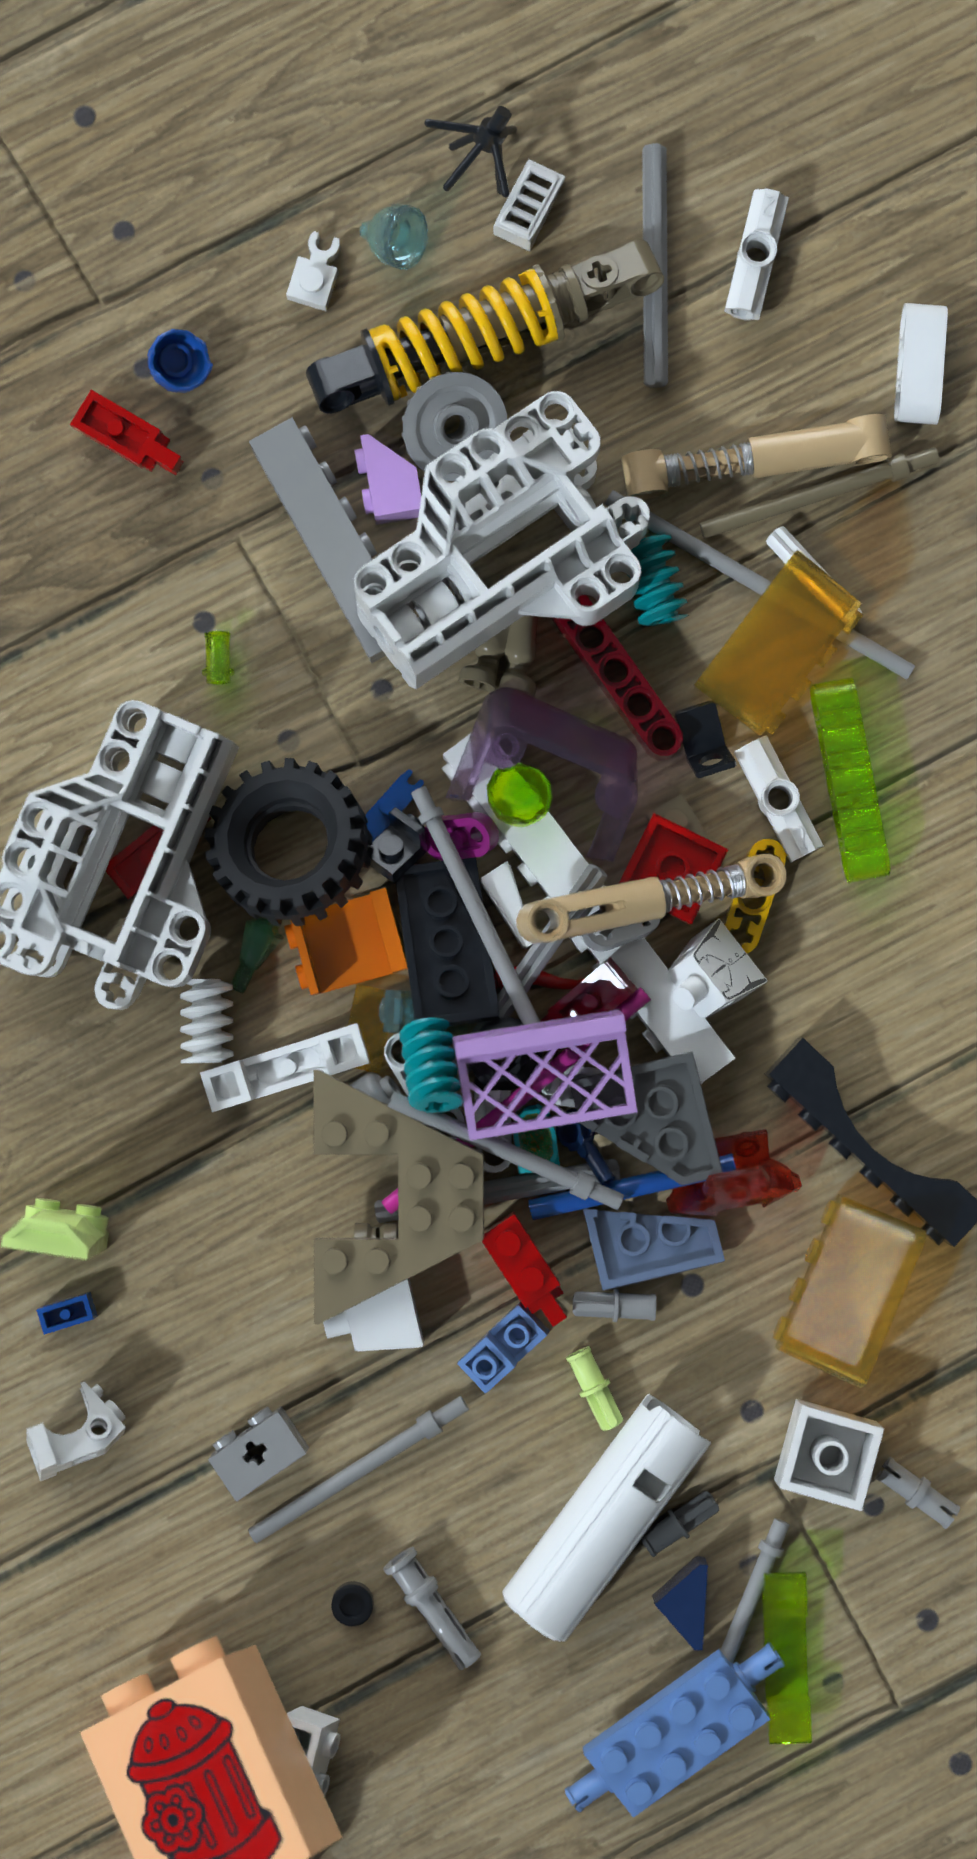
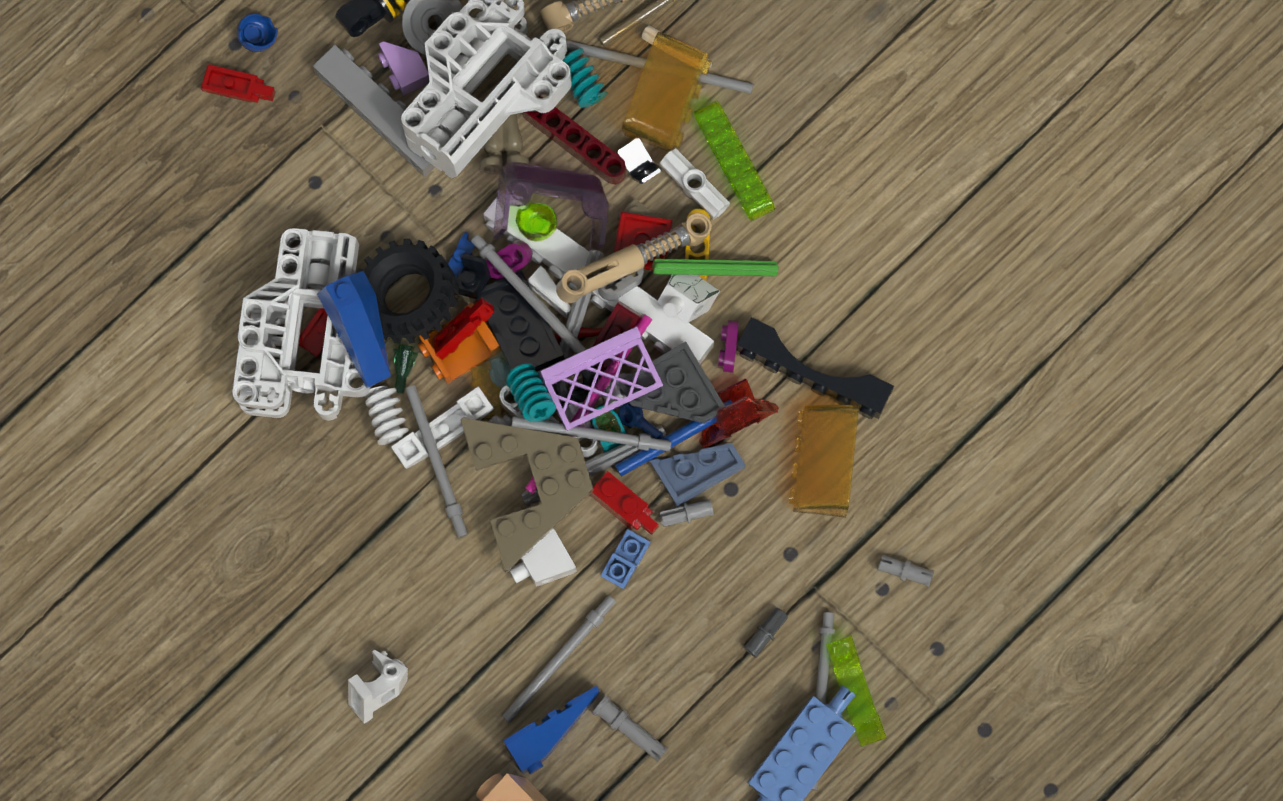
camera: 15 degrees left, 10 degrees down
(59, 1231) = (331, 559): yellowish green slope -> none
(67, 1313) = (351, 616): blue piece -> none
(196, 876) = (357, 320): none -> blue wedge
(217, 658) = (331, 204): clear neon green pin -> none
(245, 1472) = (491, 679): light grey brick -> none
(266, 1195) = (453, 509): none -> light grey bar
(290, 1589) = (536, 742): none -> blue wedge
(352, 1603) = (579, 742): black tile -> none
(356, 926) = (461, 327): none -> red hinge
(595, 1388) = (689, 566): yellowish green axle -> none
(605, 1519) = (718, 638): white piece -> none
(684, 1601) = (783, 678): dark blue slope -> none
(762, 1053) = (727, 357): none -> magenta plate
(770, 944) = (715, 267): none -> bright green axle
(828, 1454) = (843, 560): white brick -> none

